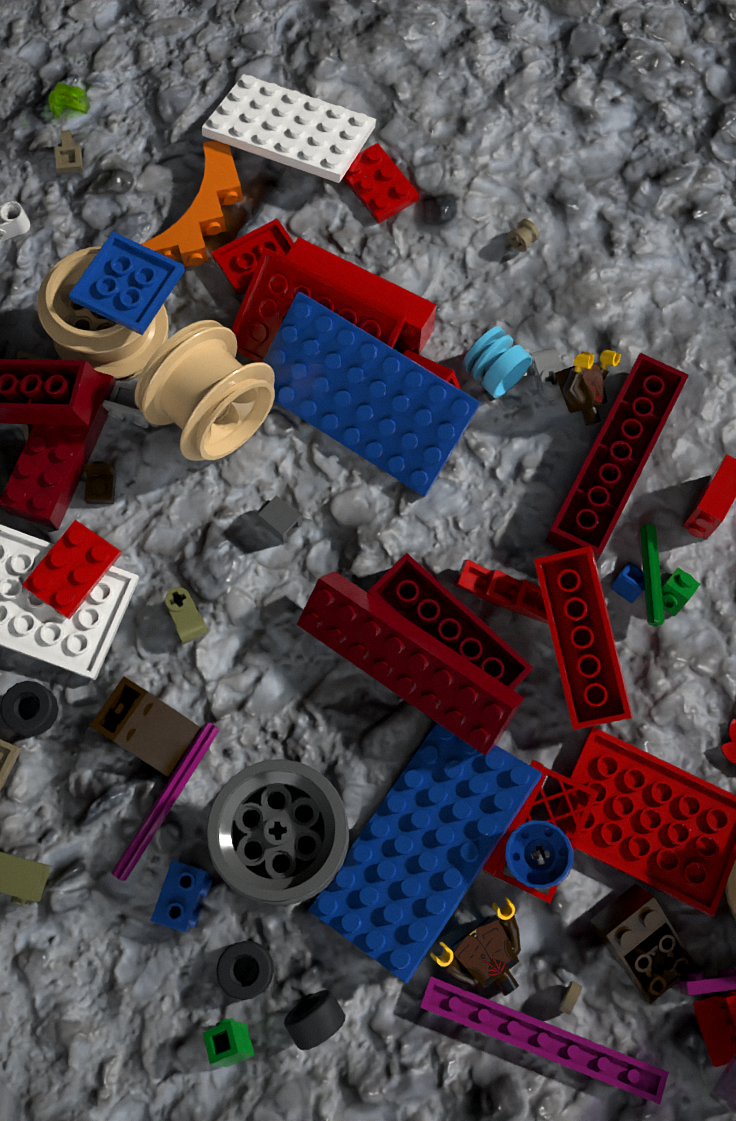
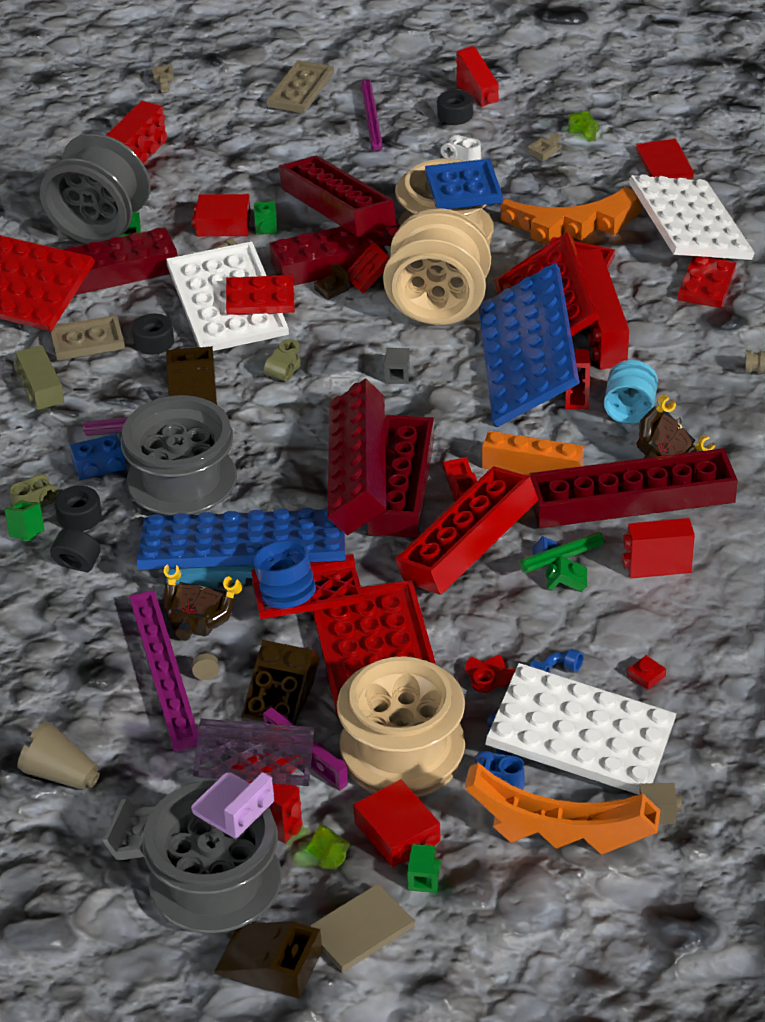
camera: 55 degrees right, 30 degrees down
(115, 438) = (368, 267): none -> red plate
(178, 80) = (664, 159): none -> red tile
(184, 998) = (34, 490): none -> olive piece
(507, 502) = (529, 454): none -> orange brick

